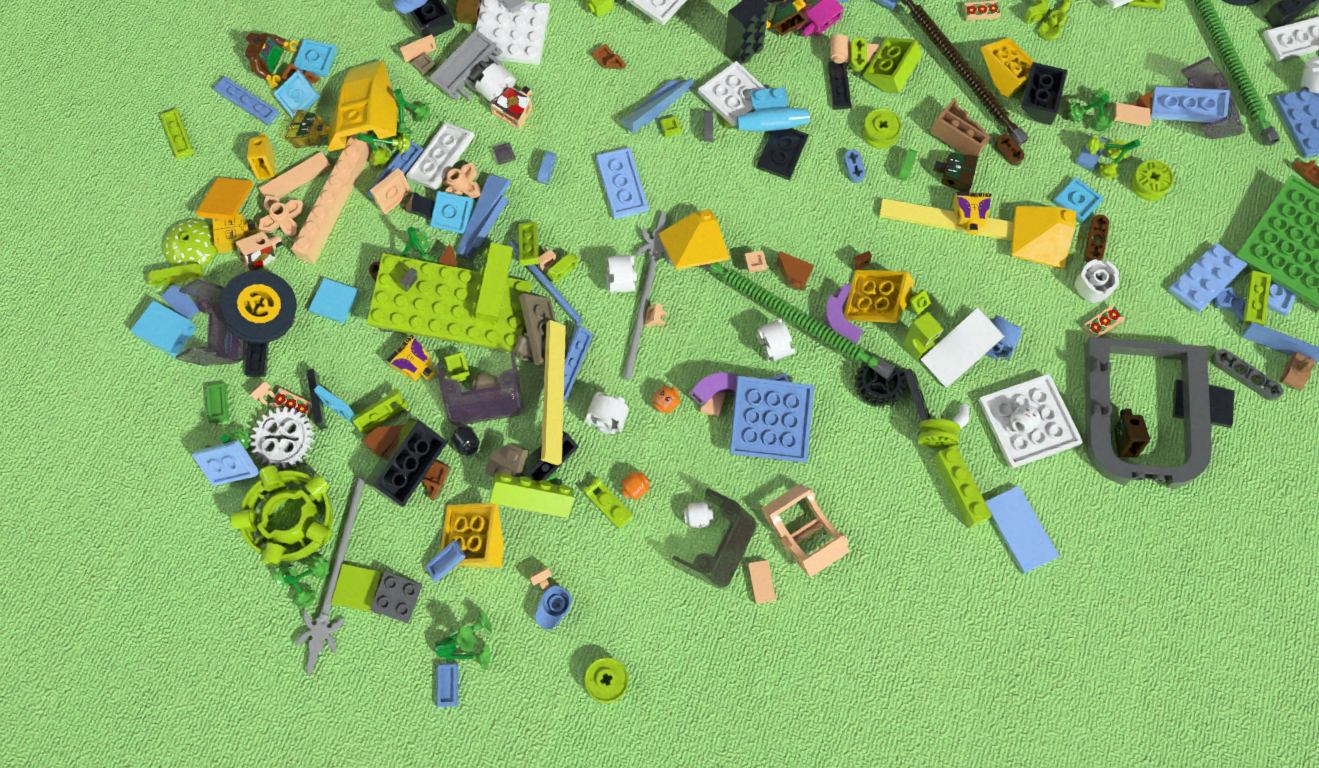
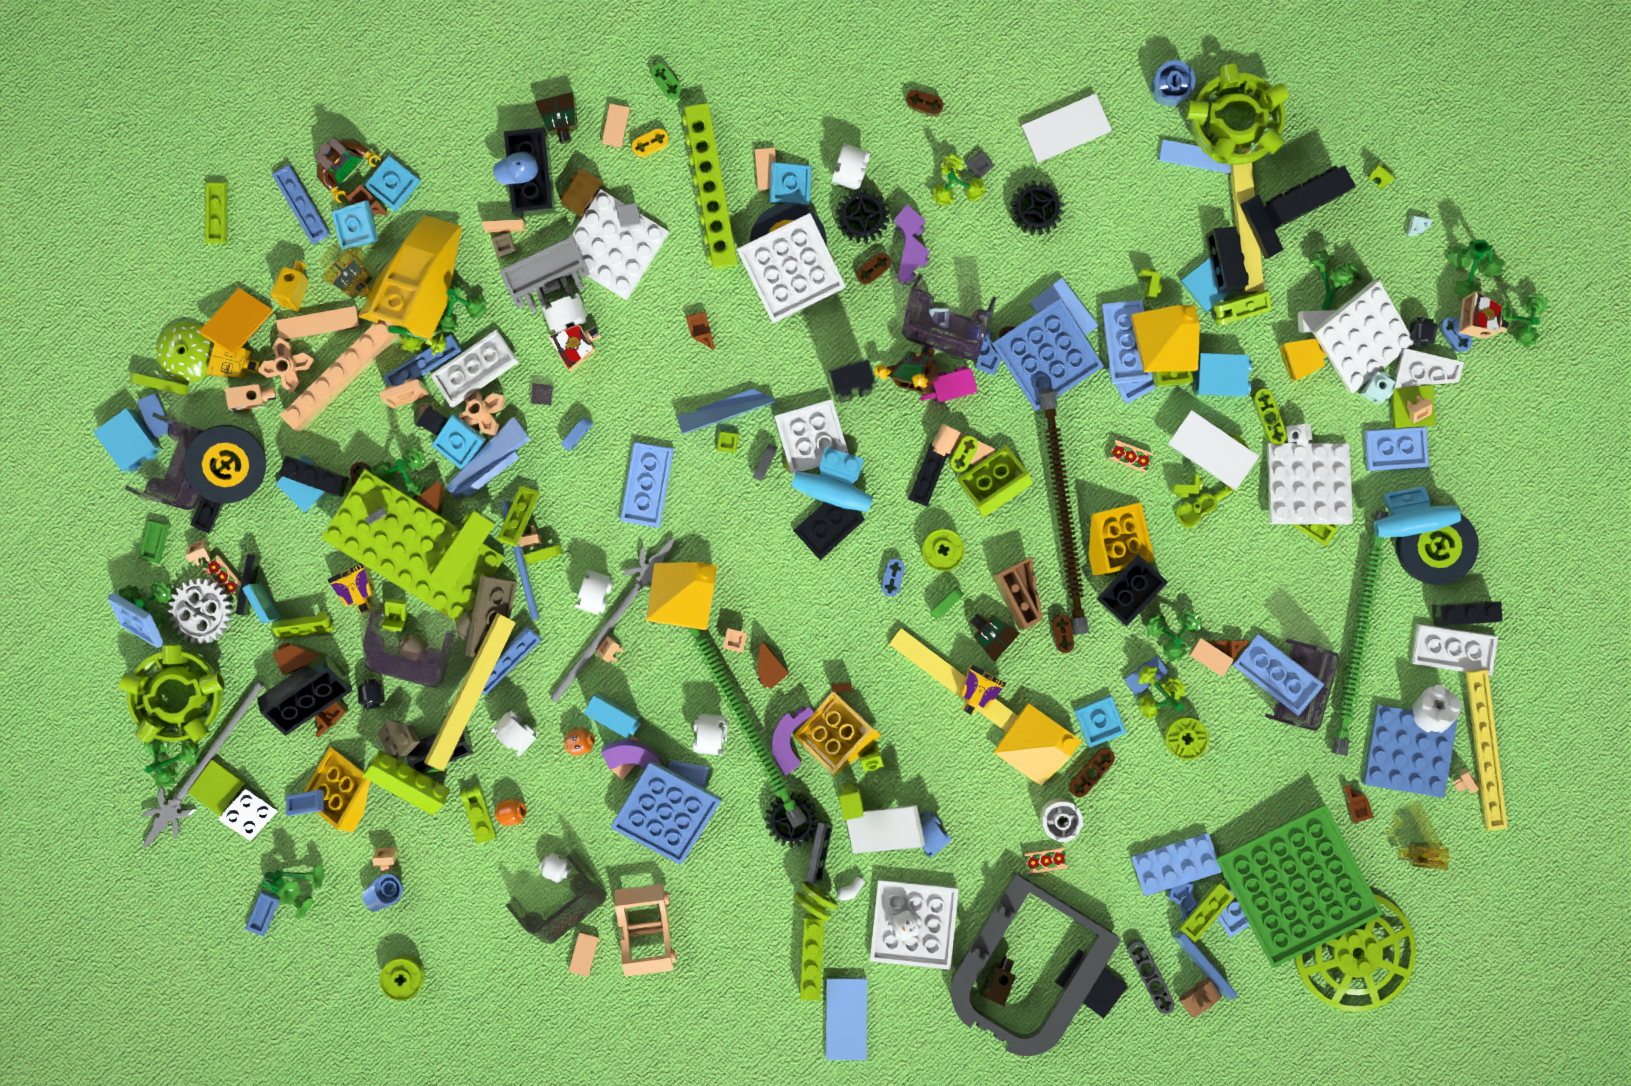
camera: 30 degrees right, 20 degrees up
(340, 284) = (313, 476): none -> black brick
(685, 361) = (612, 715): none -> medium azure brick

